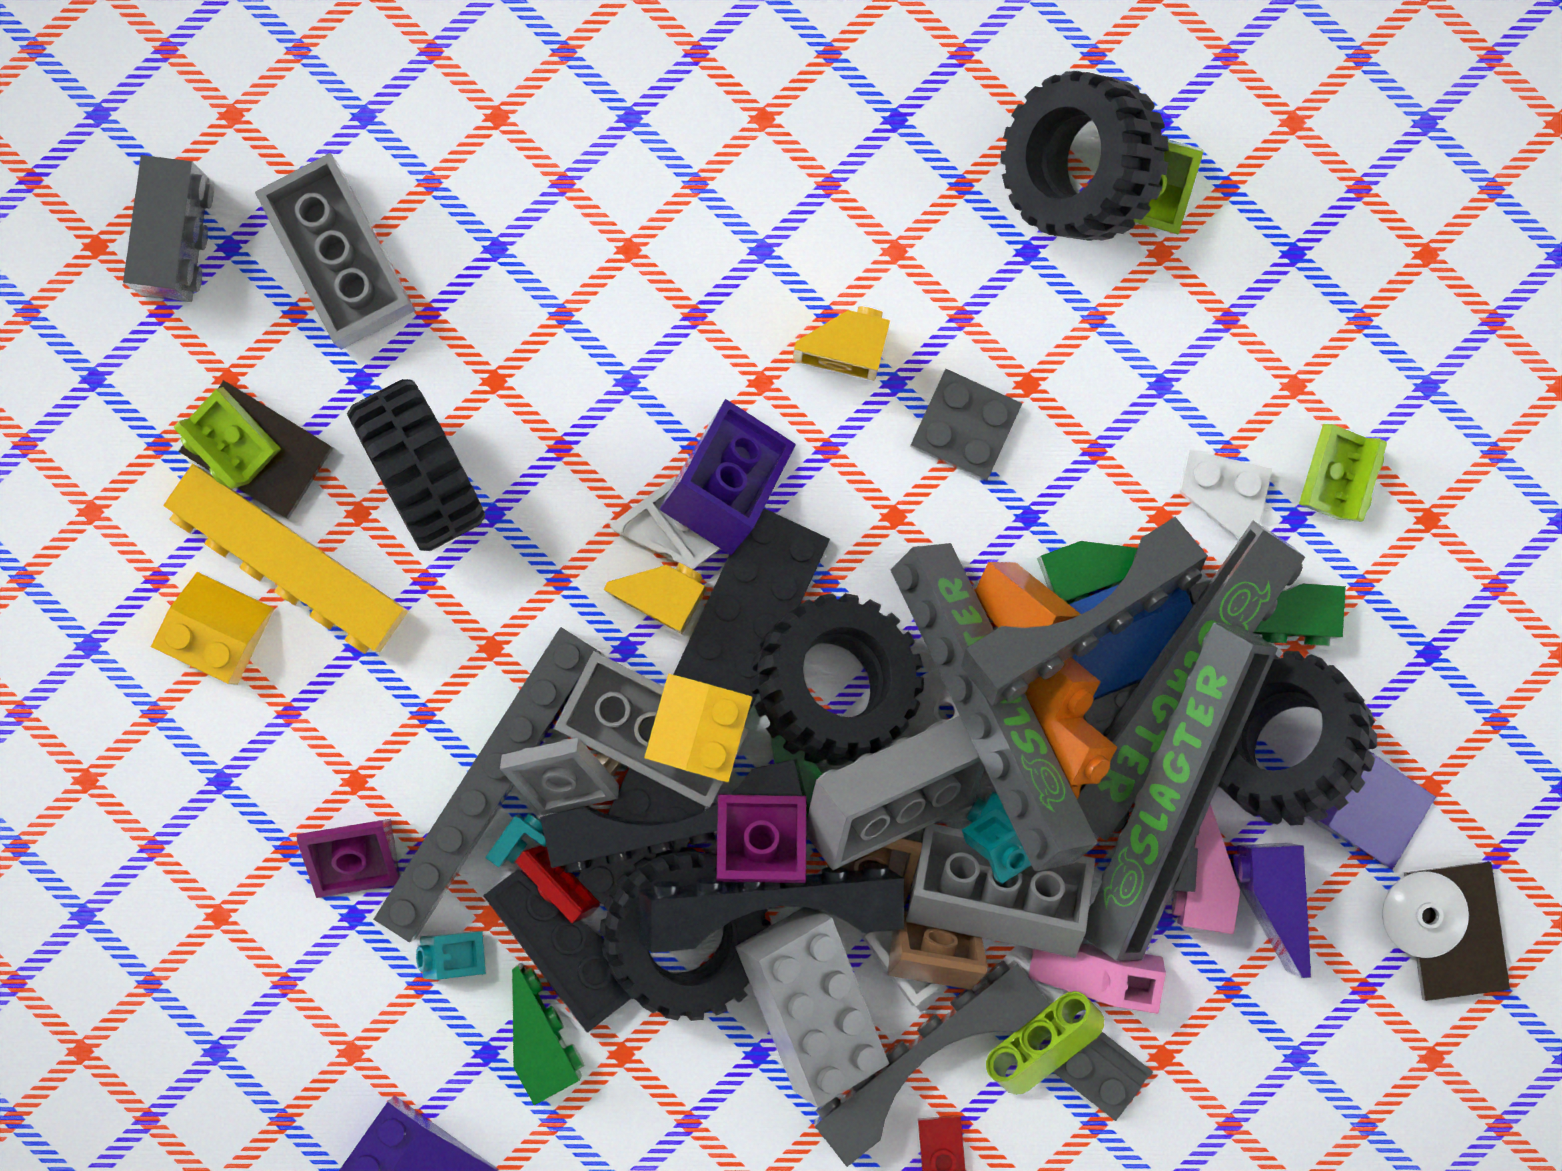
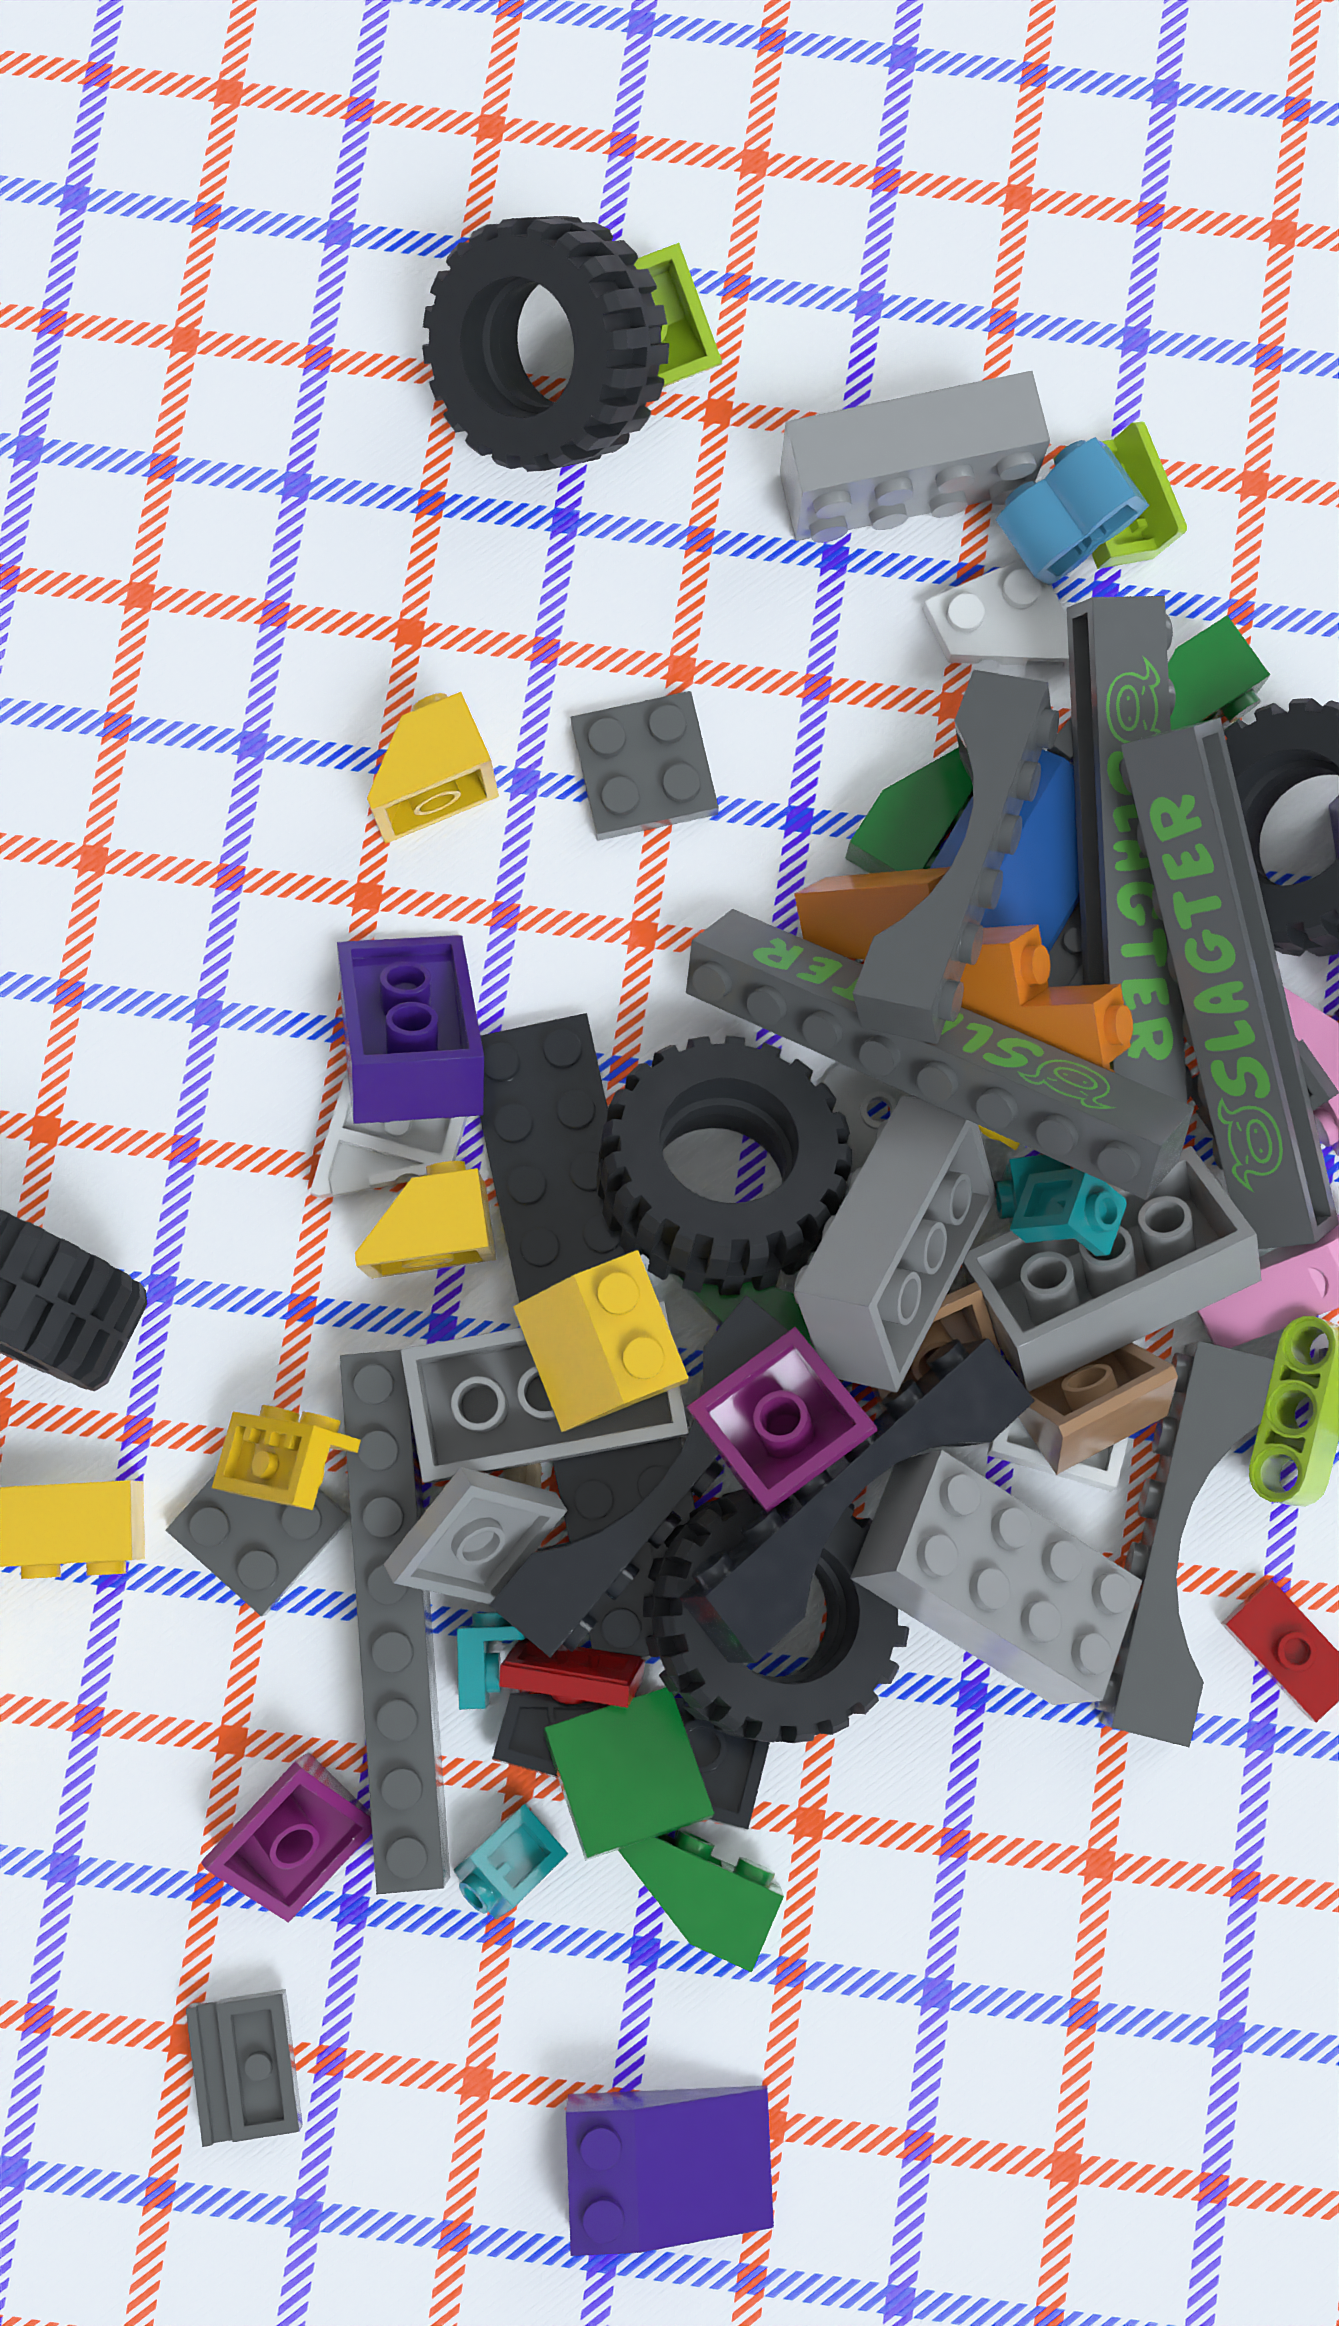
camera: 35 degrees left, 5 degrees down
(240, 954) = (244, 2067): none -> dark grey plate
(452, 679) = (254, 1542): none -> dark grey plate
(487, 655) = (278, 1456): none -> yellow bracket
(547, 957) = (628, 1773): none -> green tile
(1242, 368) = (912, 456): none -> light grey brick
(1304, 464) = (1070, 510): none -> dark azure brick

